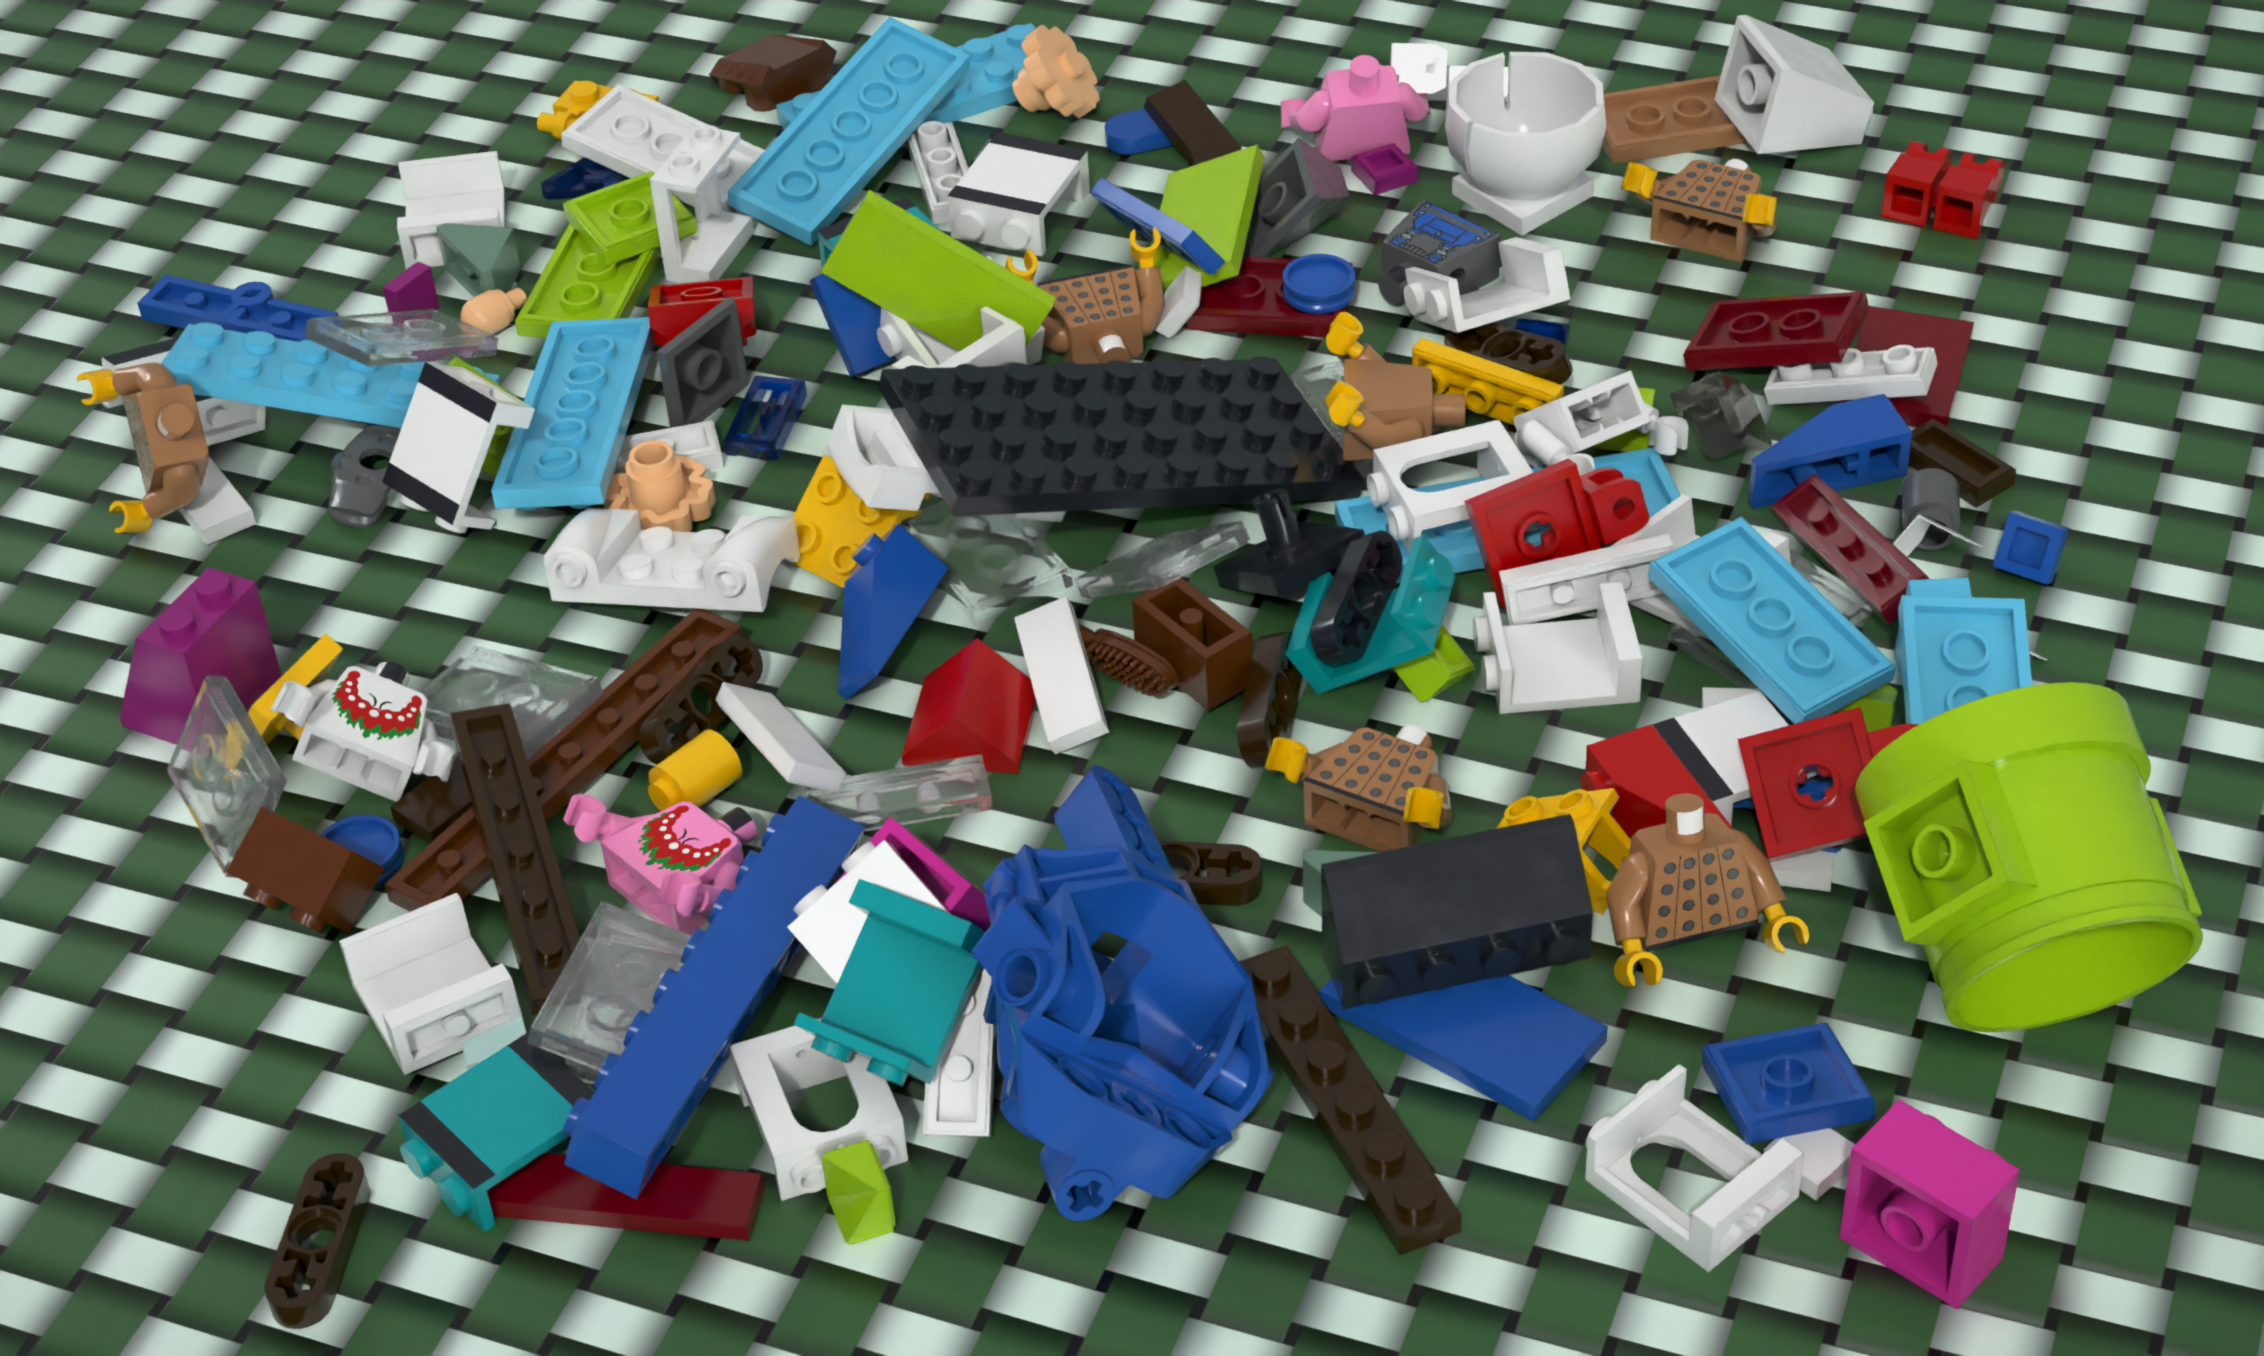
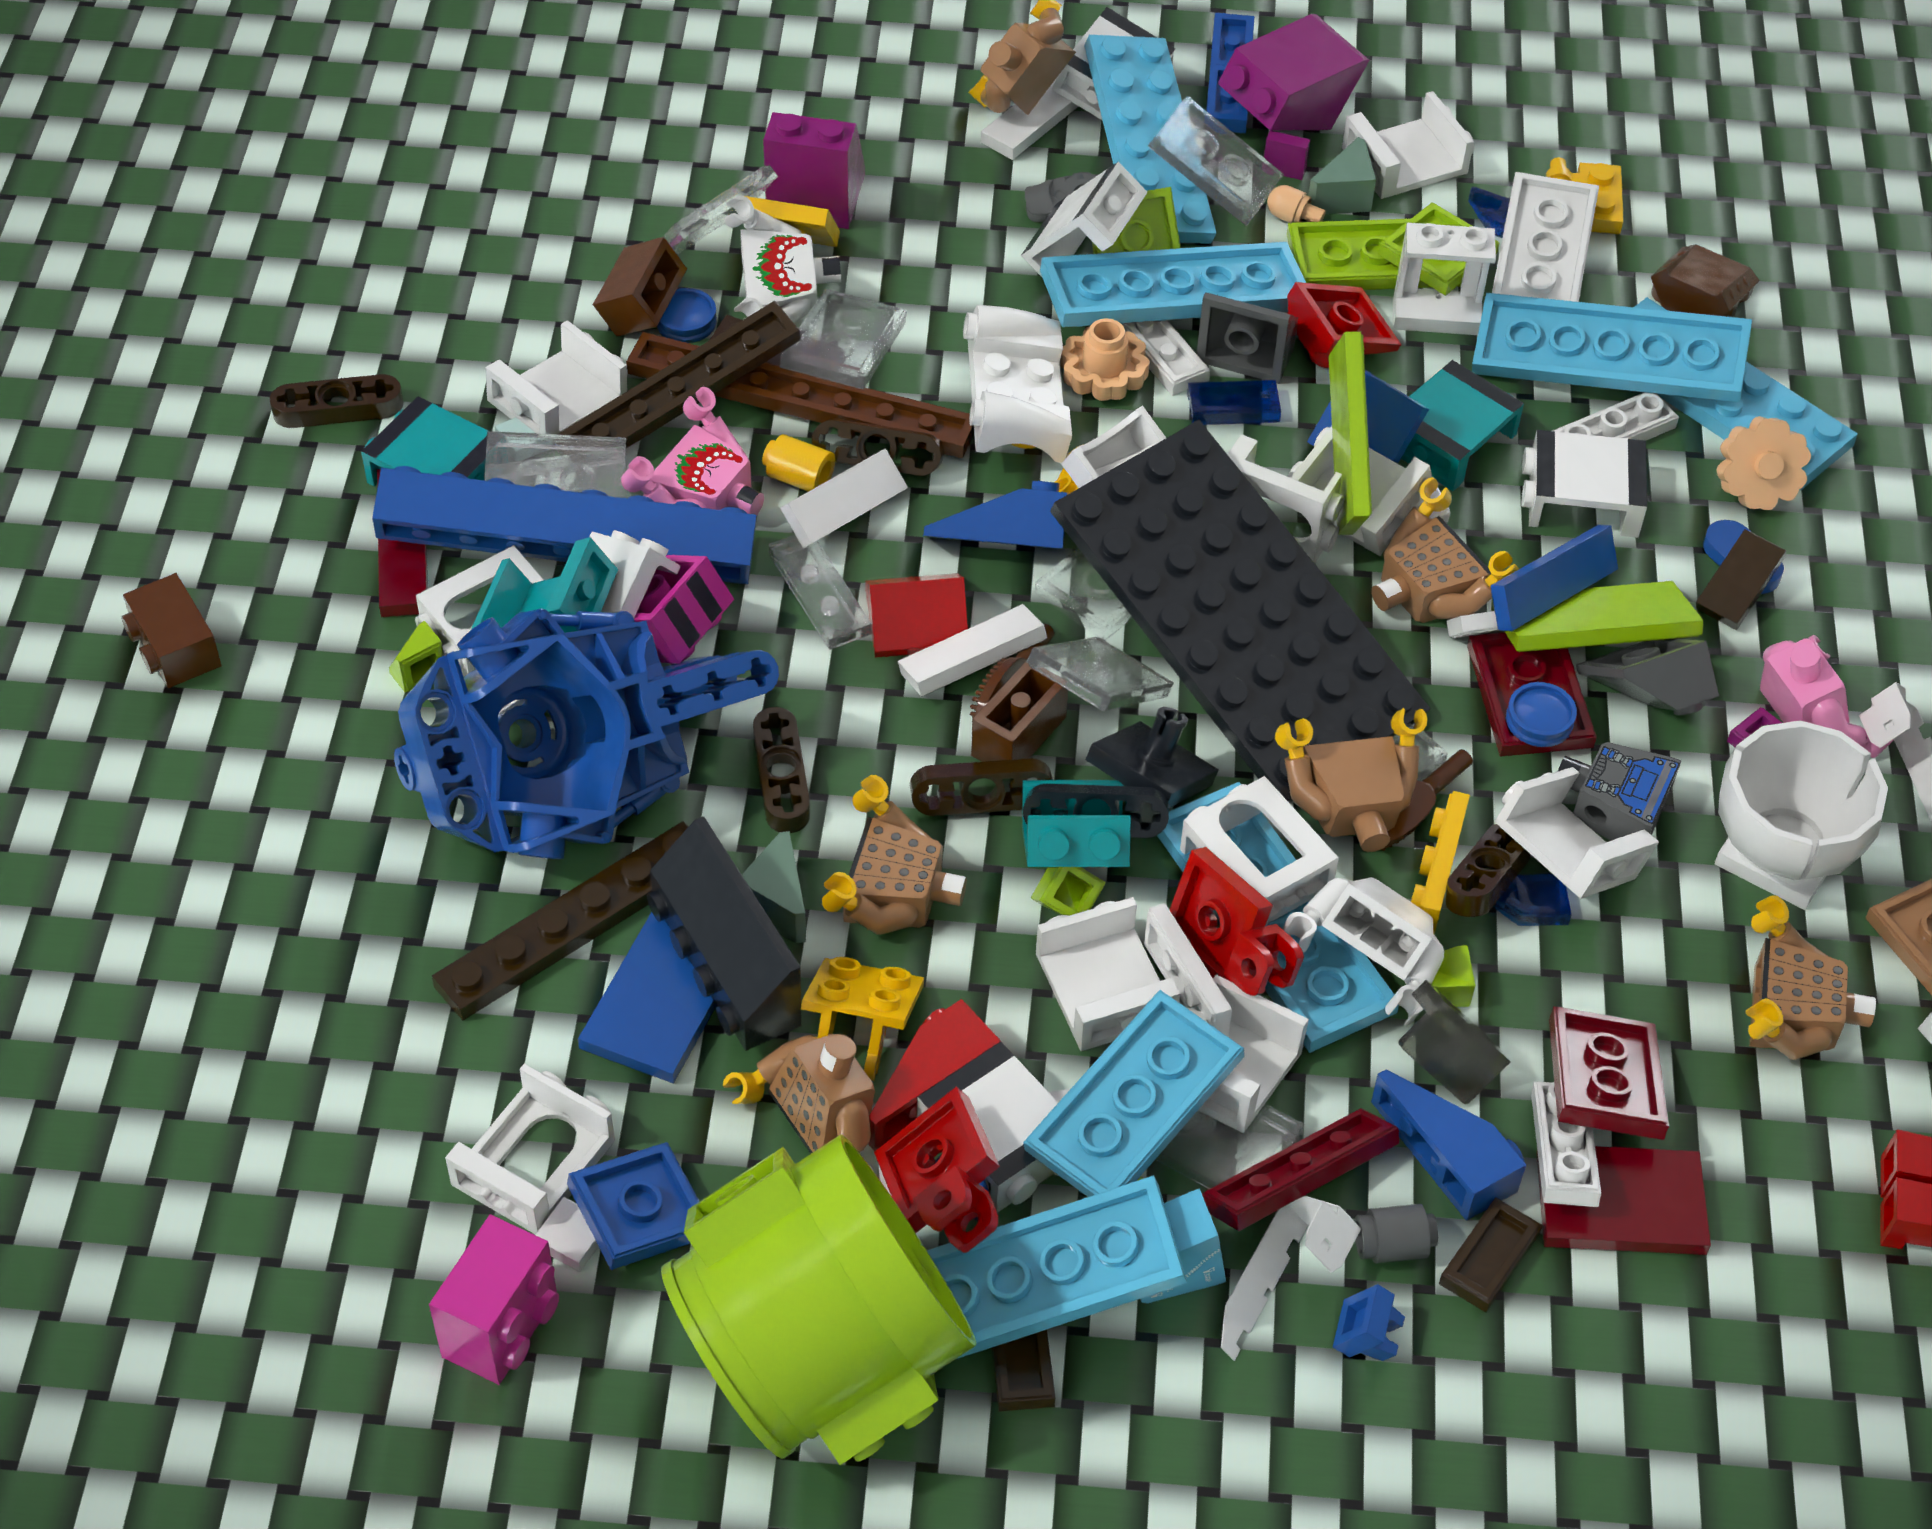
camera: 70 degrees right, 10 degrees up
(317, 240) = (1295, 75): none -> magenta slope

